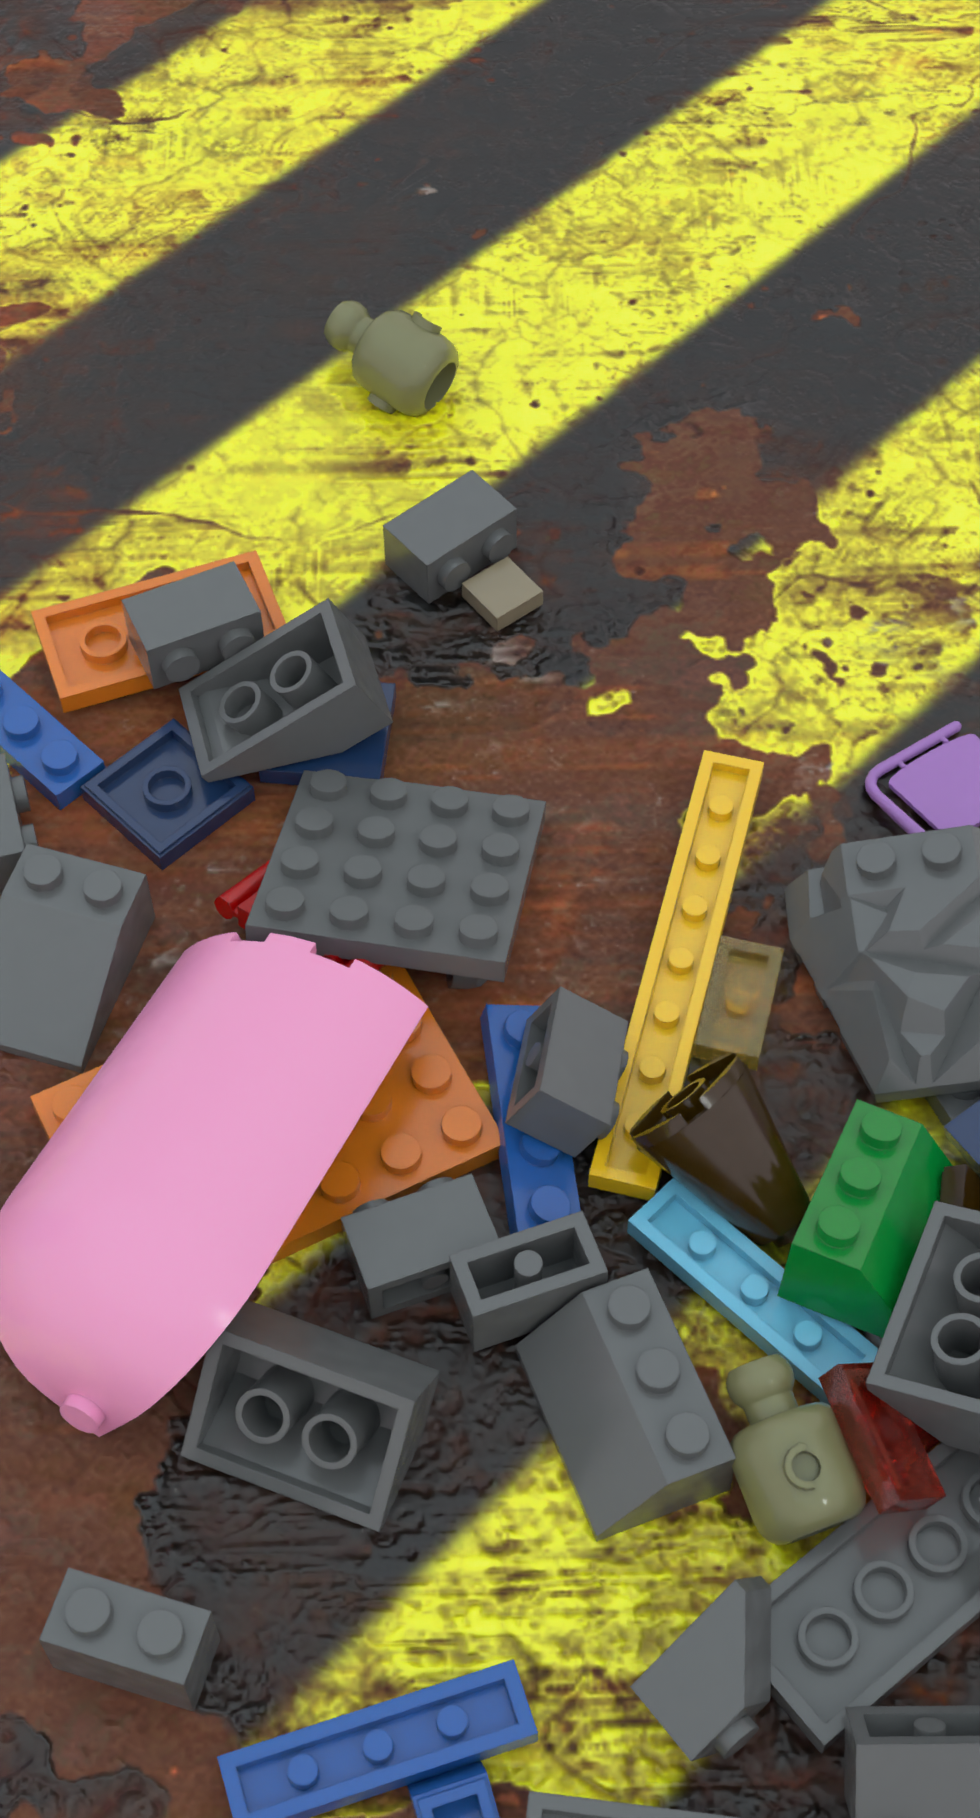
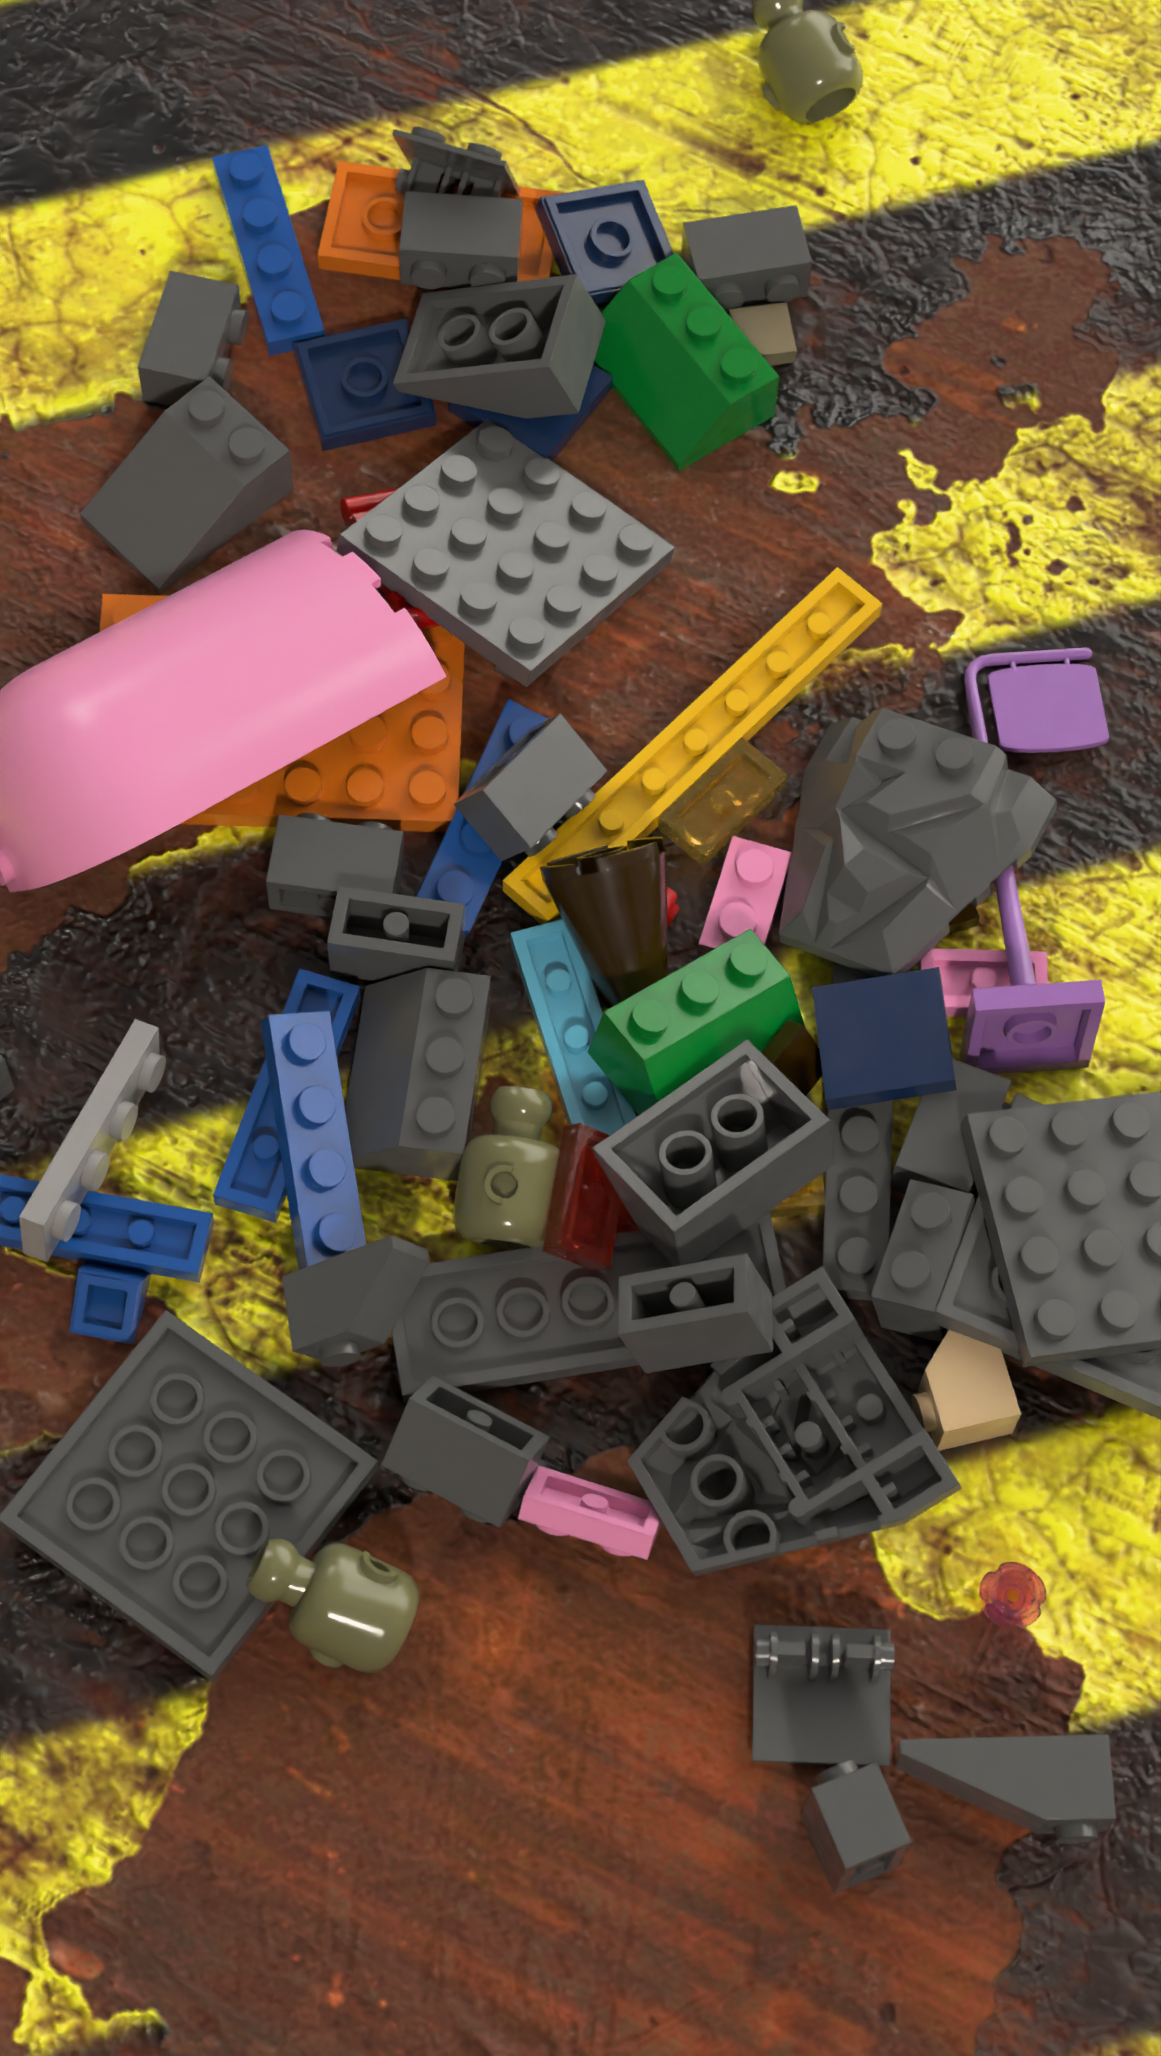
camera: 25 degrees right, 10 degrees up
(126, 560) = (433, 159): none -> dark grey hinge
(309, 1414) = (173, 952): dark grey slope -> none
(320, 563) = (604, 235): none -> tile
(356, 1678) = (85, 1152): none -> light grey plate
(455, 642) = (683, 363): none -> green slope
(511, 1498) = (254, 1170): none -> blue plate
(573, 1528) = (313, 1135): none -> plate
(813, 1081) = (745, 893): none -> bright pink plate

